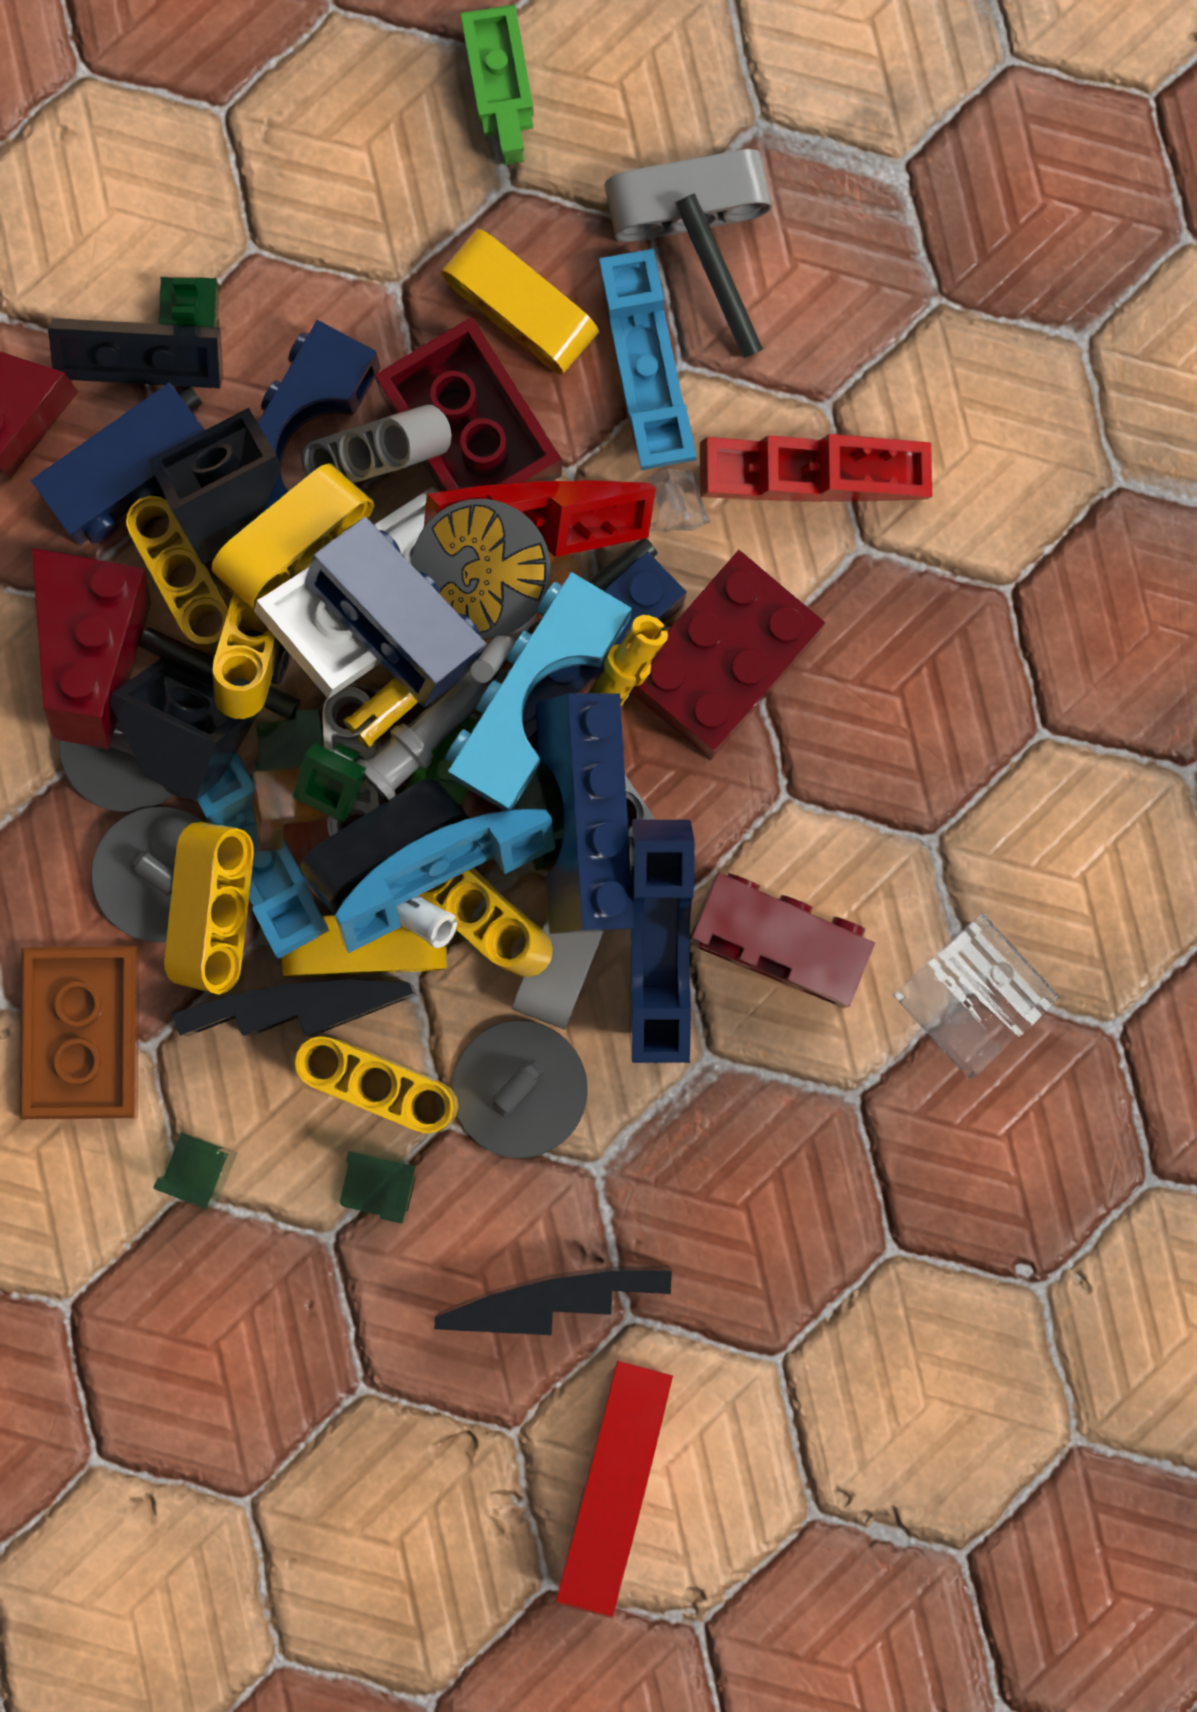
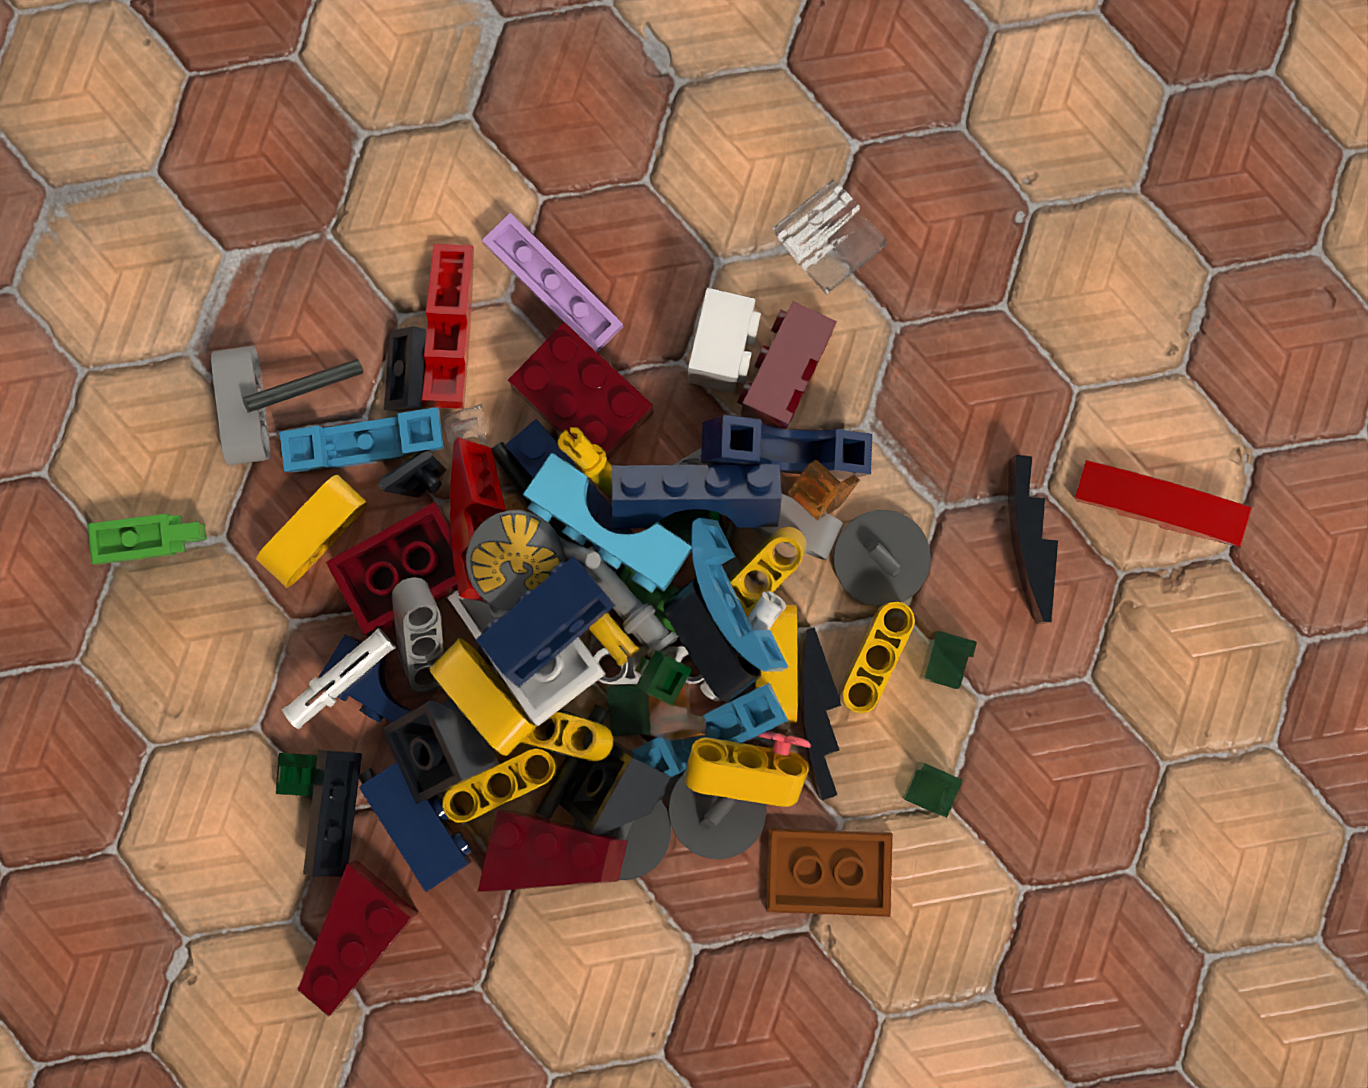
camera: 80 degrees left, 0 degrees up
(250, 957) = (783, 743): none -> coral plant
(268, 299) = (301, 711): none -> white pin
(600, 433) = (414, 476): none -> black piece
(602, 991) = (820, 490): none -> clear orange panel
(750, 413) = (405, 369): none -> black plate
(812, 846) = (721, 339): none -> white brick
(883, 609) = (552, 282): none -> lavender plate

